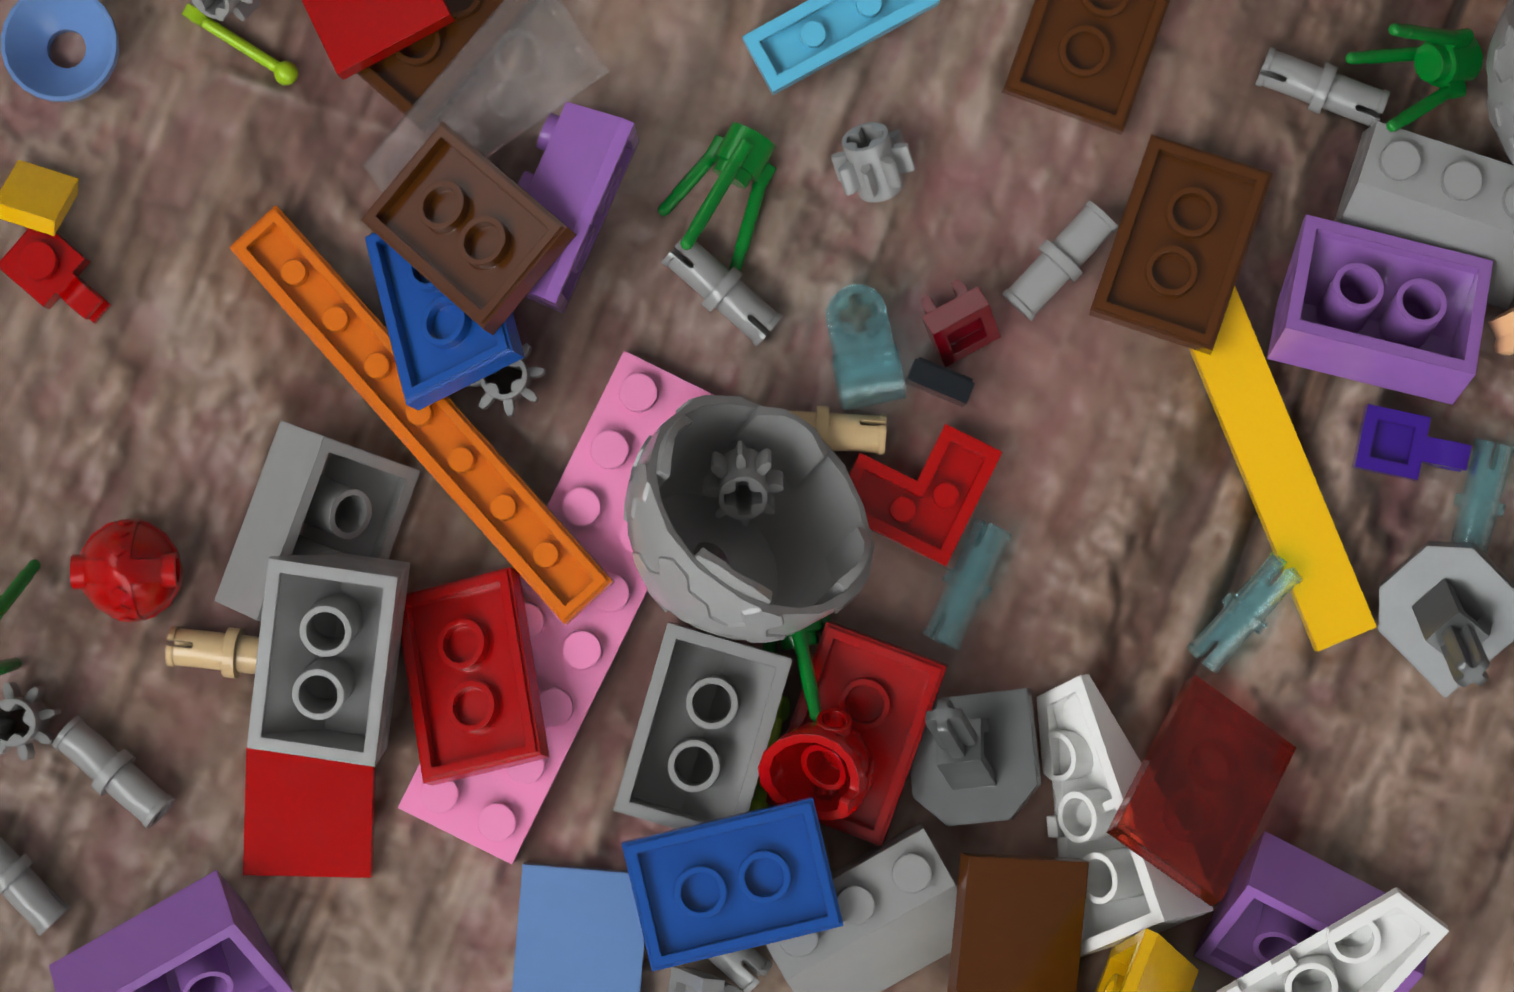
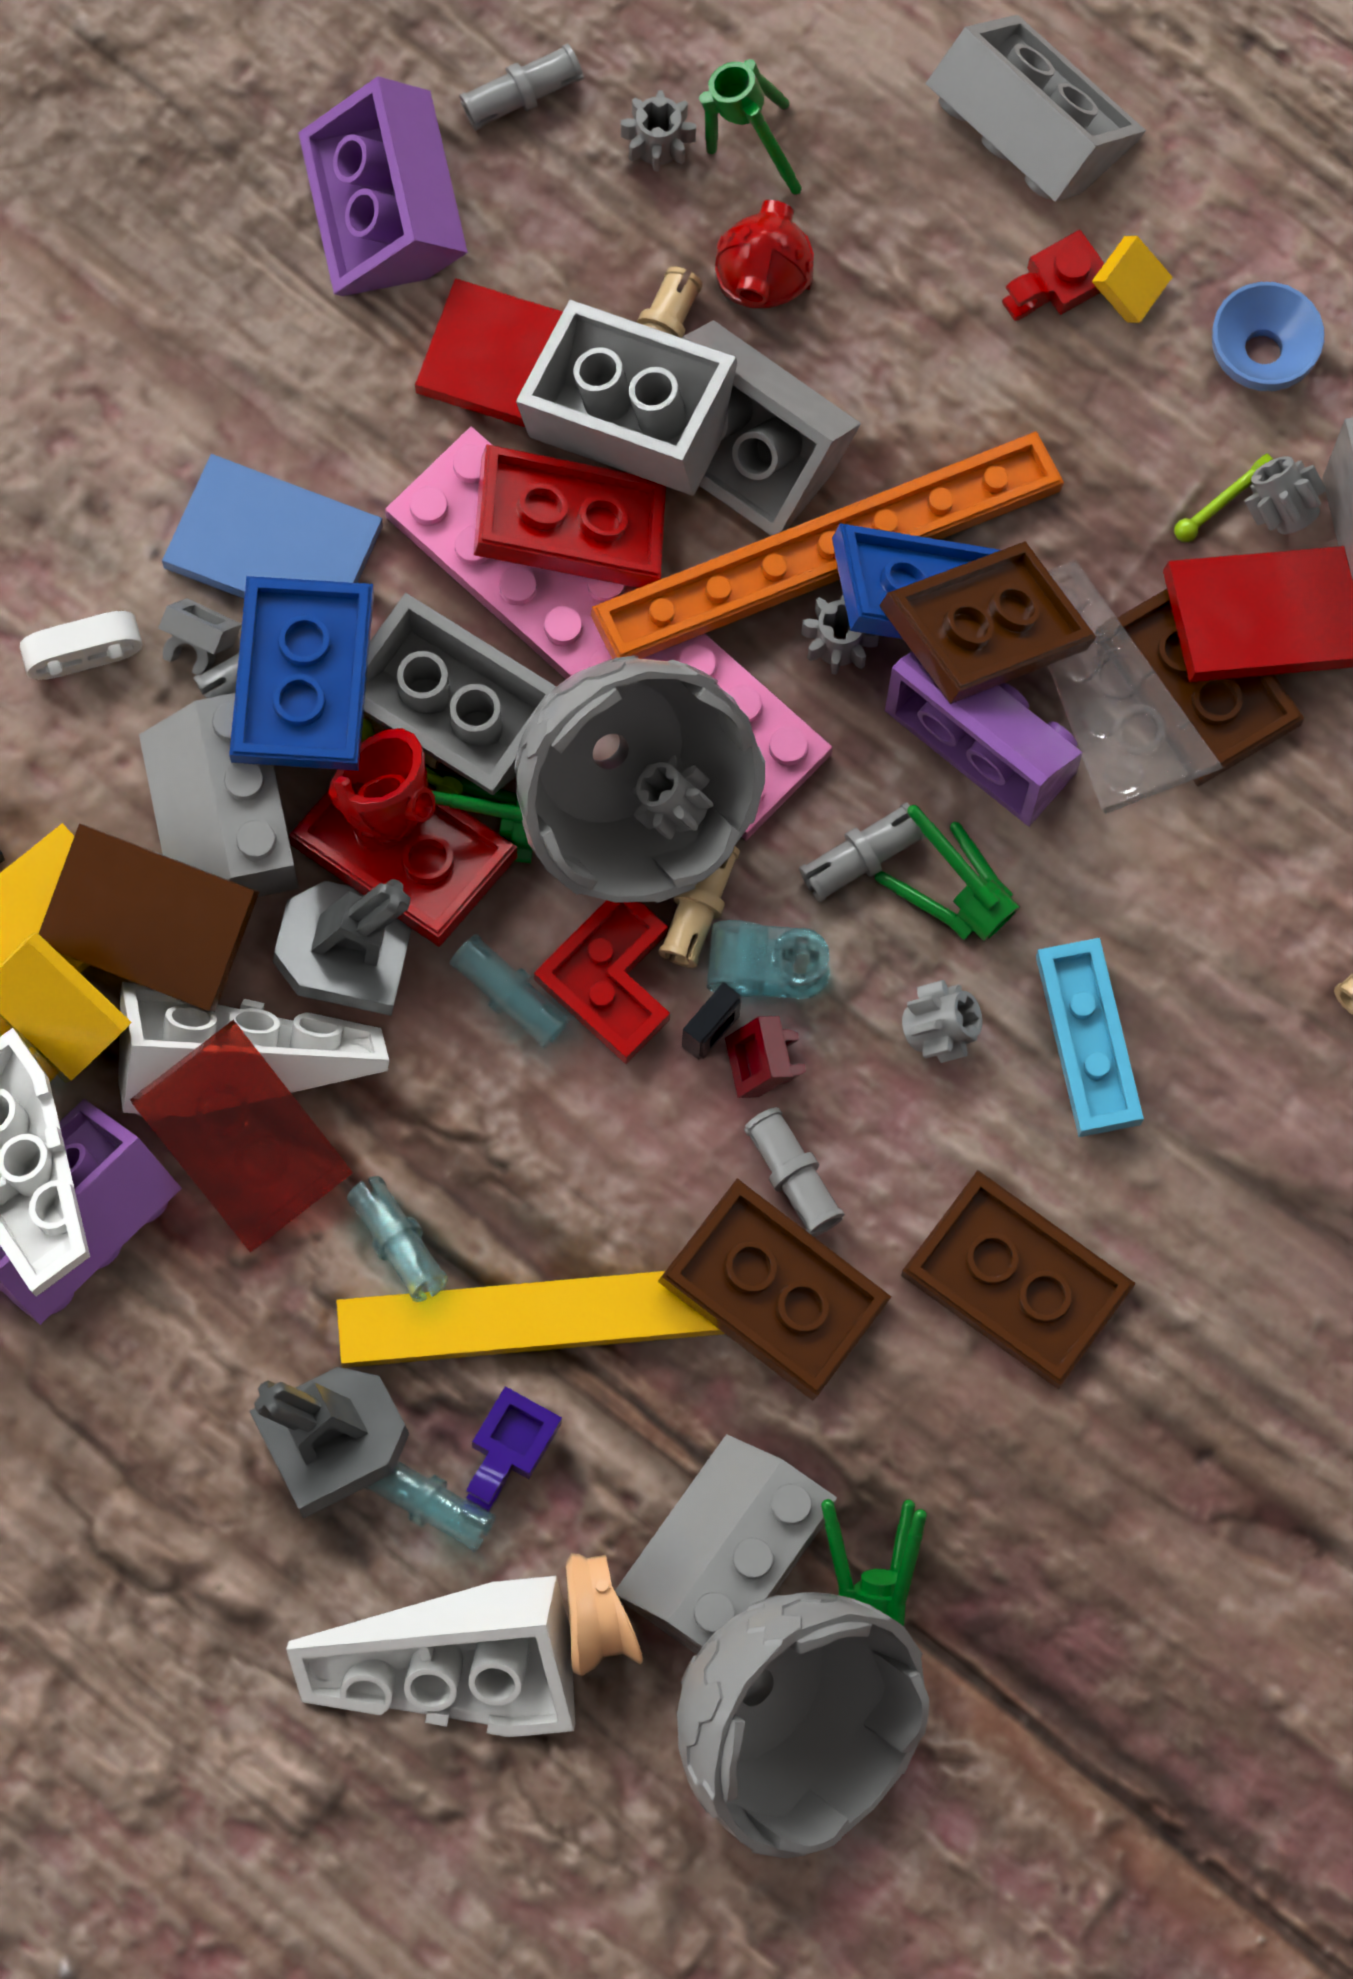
camera: 100 degrees right, 15 degrees down
(113, 772) = (585, 197): light grey pin -> none
(1322, 87) = (888, 1474): light grey pin -> none
(1381, 310) = (651, 1454): medium lavender slope -> none

